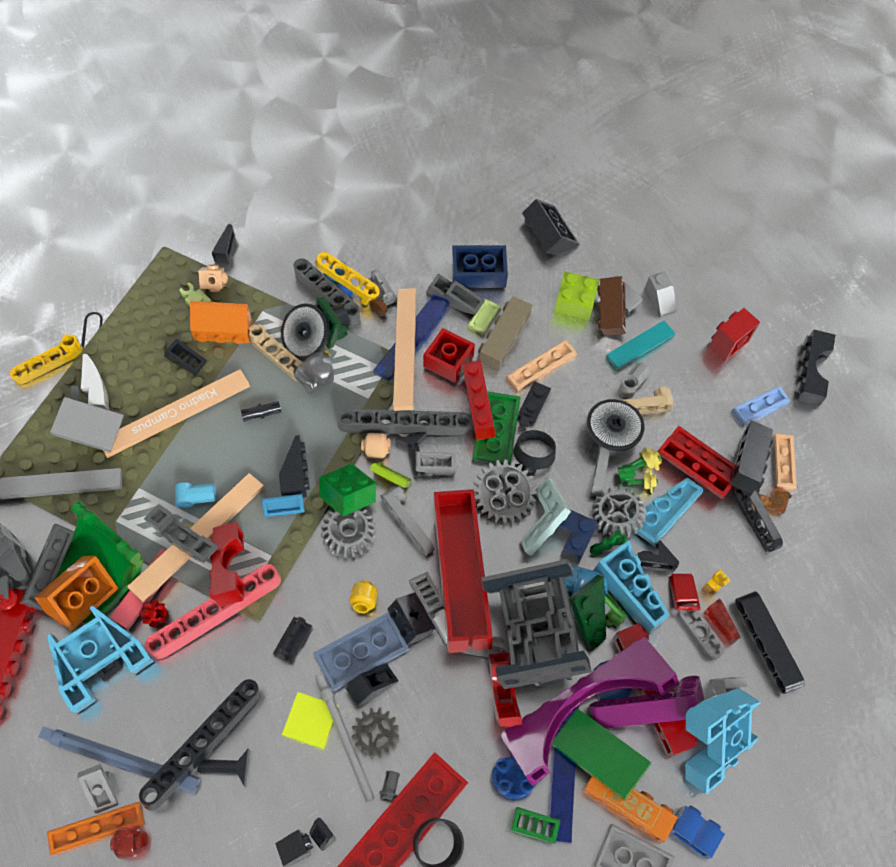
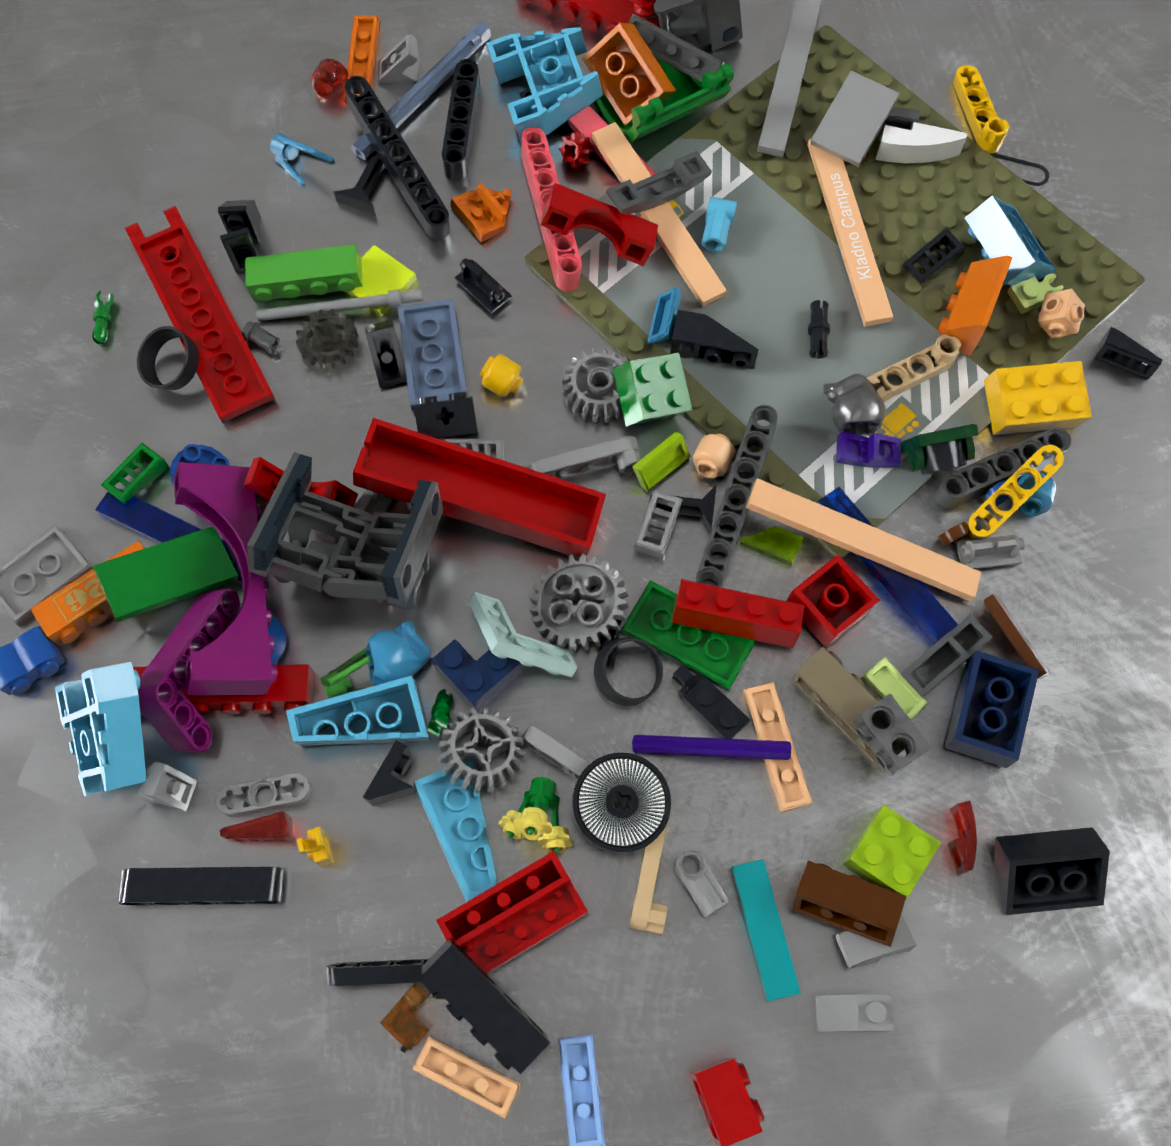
camera: 115 degrees right, 5 degrees up
(134, 710) = (461, 120): none -> black beam
(163, 317) = (1005, 233): none -> slope
(209, 848) = (287, 148): none -> dark azure plant
(225, 665) = (483, 210): none -> orange slope
(275, 281) = (1037, 397): none -> yellow brick
(303, 318) = (930, 408): piece -> none
(326, 774) = (304, 273): none -> bright green brick
(340, 362) = (871, 451): none -> dark purple slope
(421, 395) = (774, 543): none -> clear neon green tile
(429, 265) = (1016, 635): none -> reddish brown tile
(516, 301) = (898, 730): none -> flat silver brick
(555, 265) = (965, 846): none -> clear red slope
(559, 395) = (712, 747): none -> dark purple axle
(589, 612) = (347, 633): dark green wing -> none
(684, 591) = (328, 798): red piece -> none

